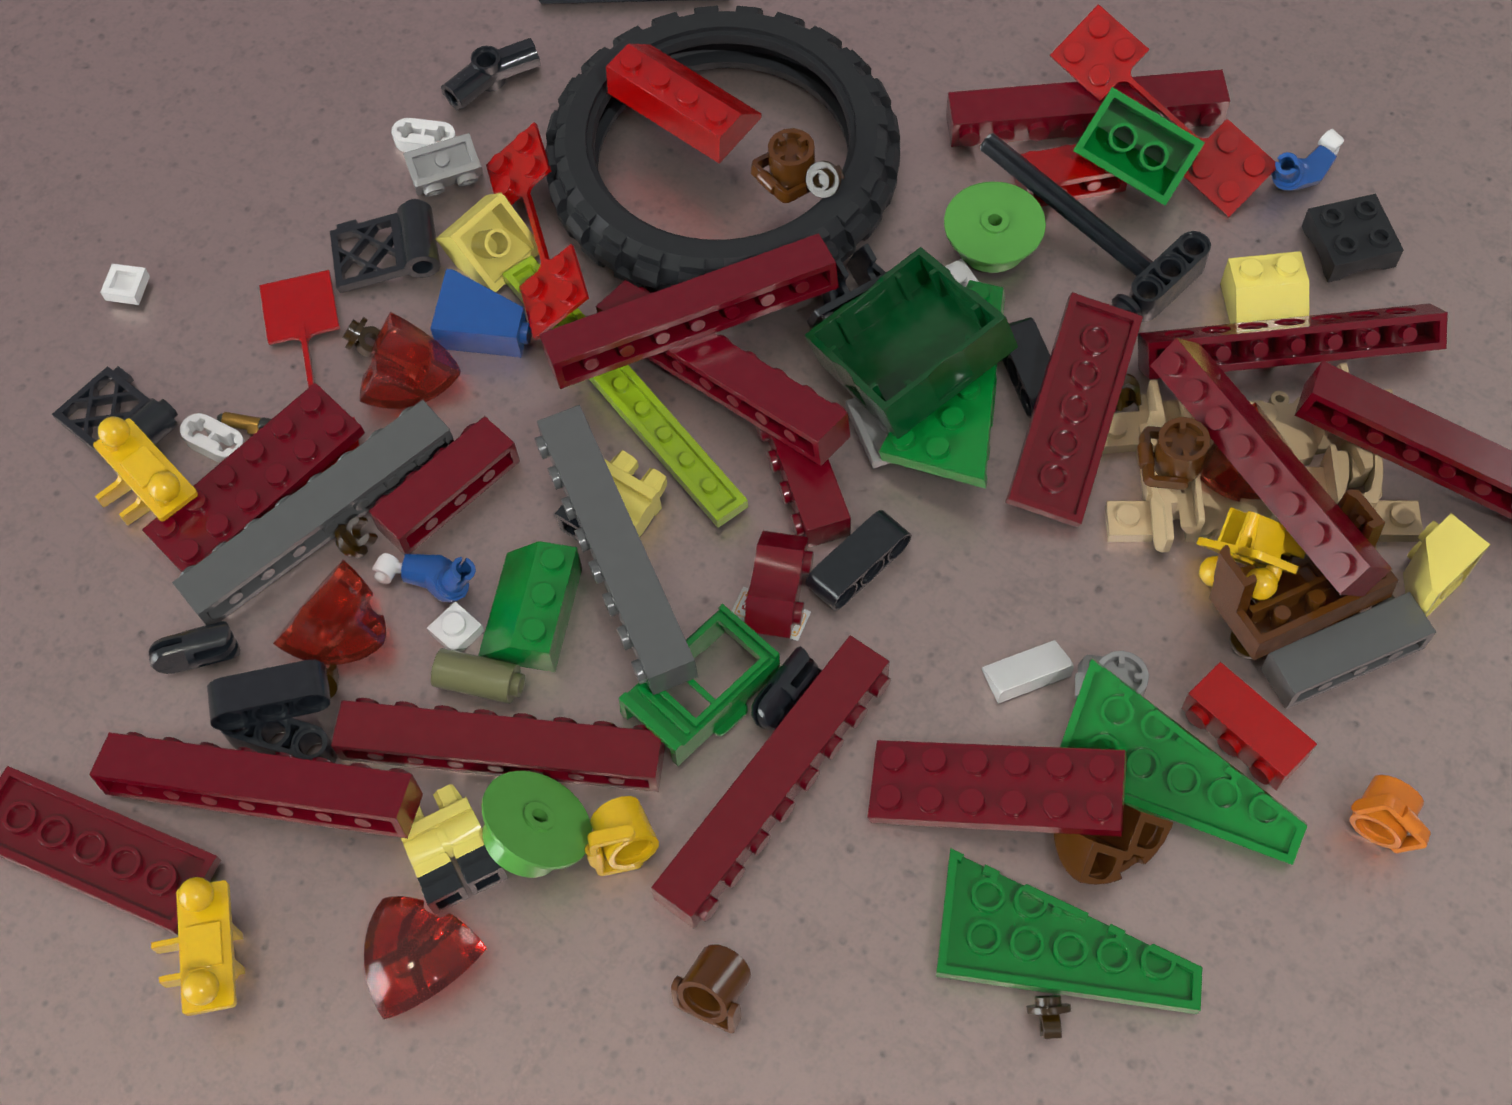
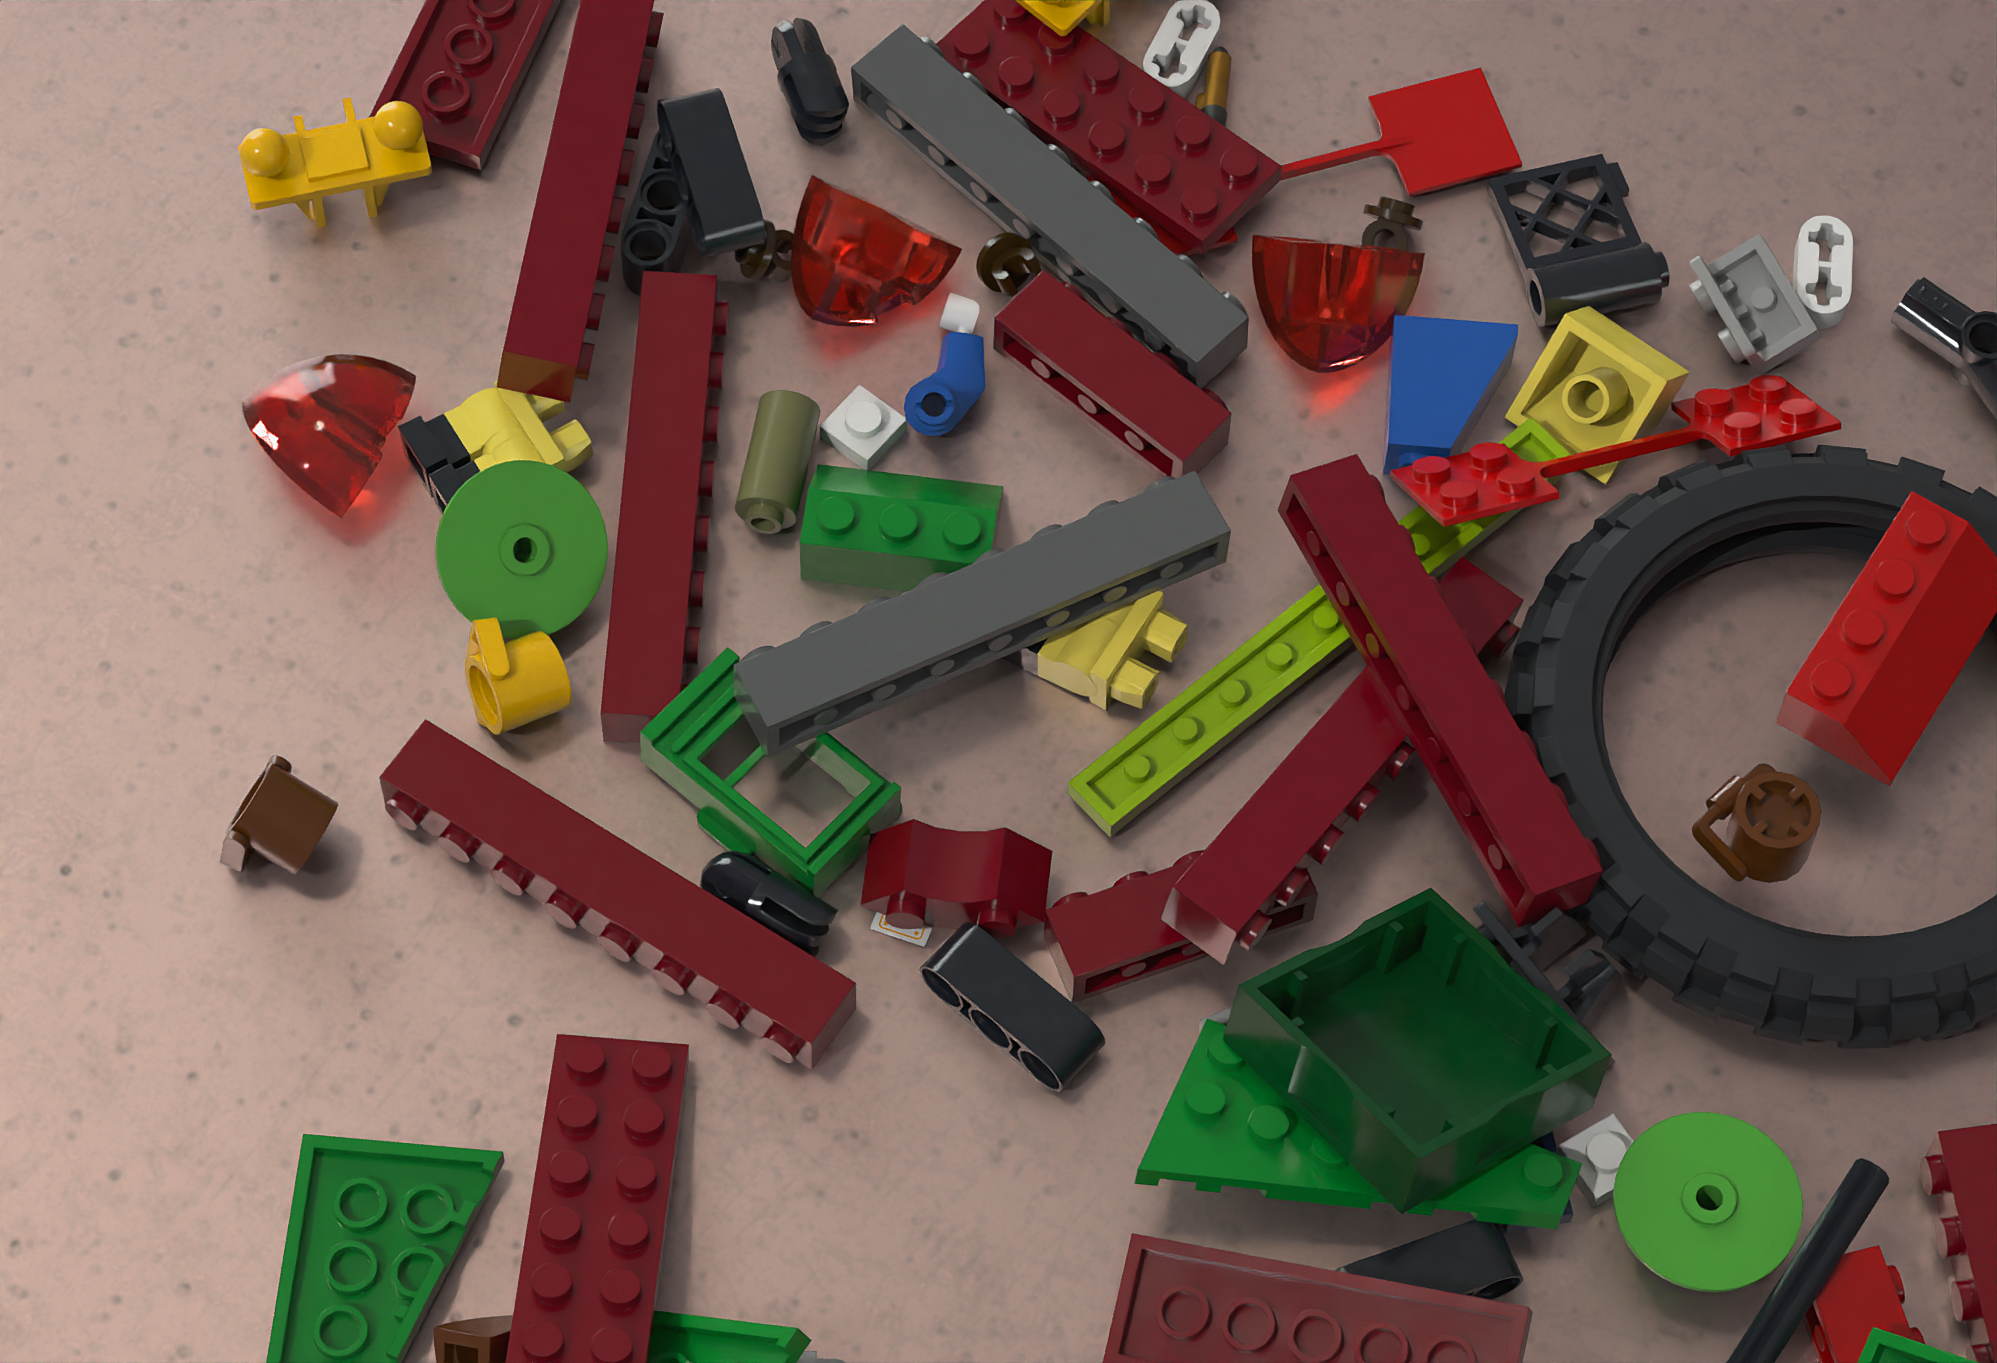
camera: 80 degrees right, 0 degrees up
(824, 178) = (1736, 882): plate -> none
(1028, 671) = (824, 1279): white slope -> none
(1048, 1009) = (241, 1301): dark brown plate -> none

